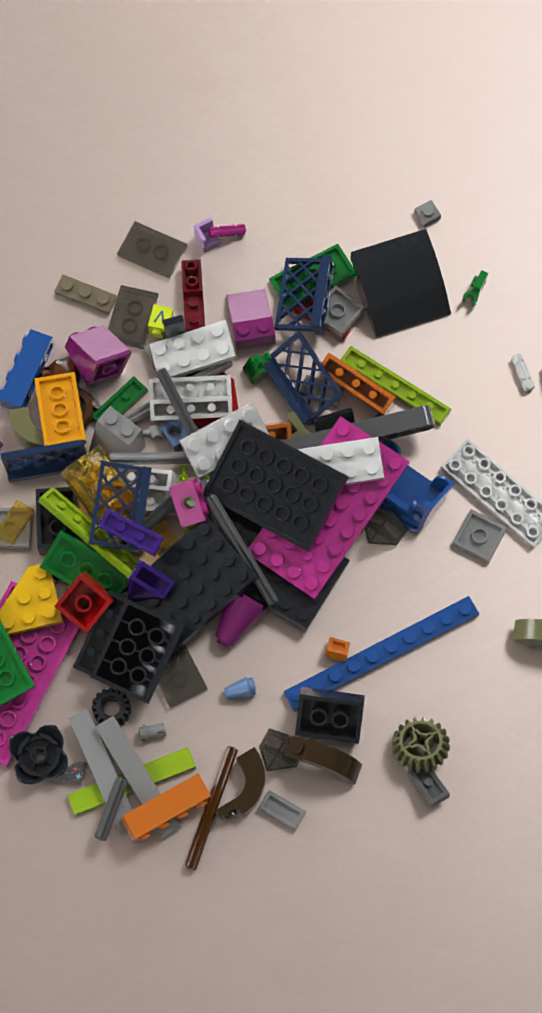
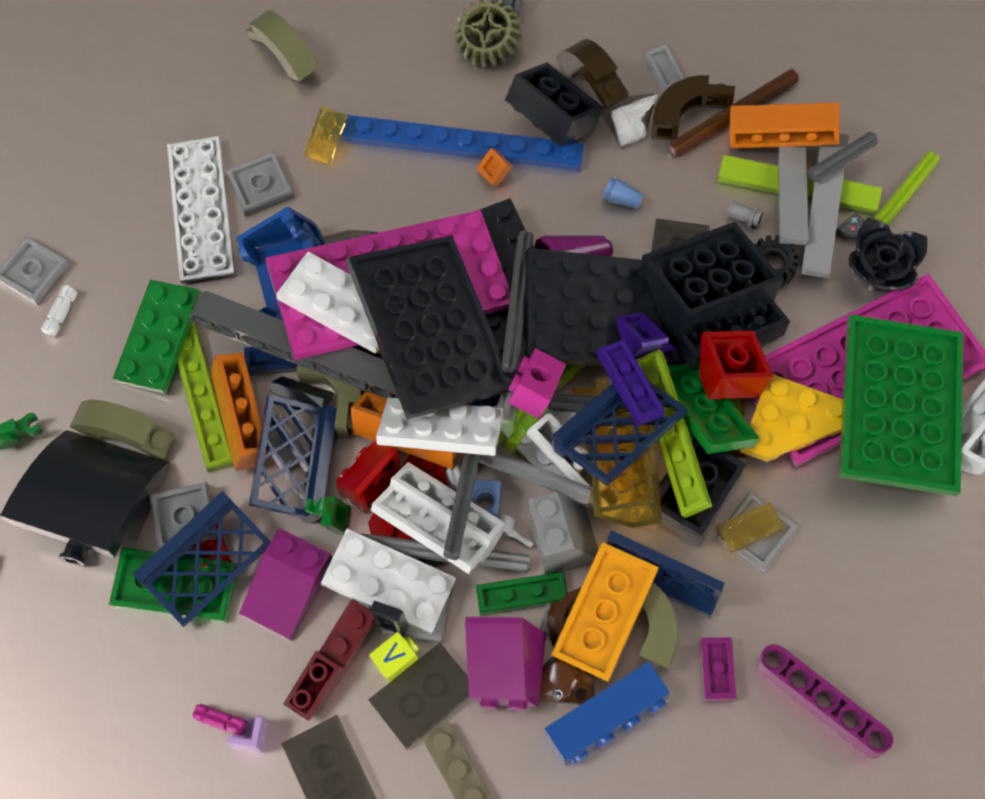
camera: 140 degrees left, 5 degrees down
(58, 825) = (908, 187): none -> lime axle
(254, 390) = (368, 475): none -> red slope
(416, 325) = (120, 423): none -> olive arch
(448, 396) = (157, 337): none -> green plate
(463, 593) = (325, 135): none -> clear yellow plate

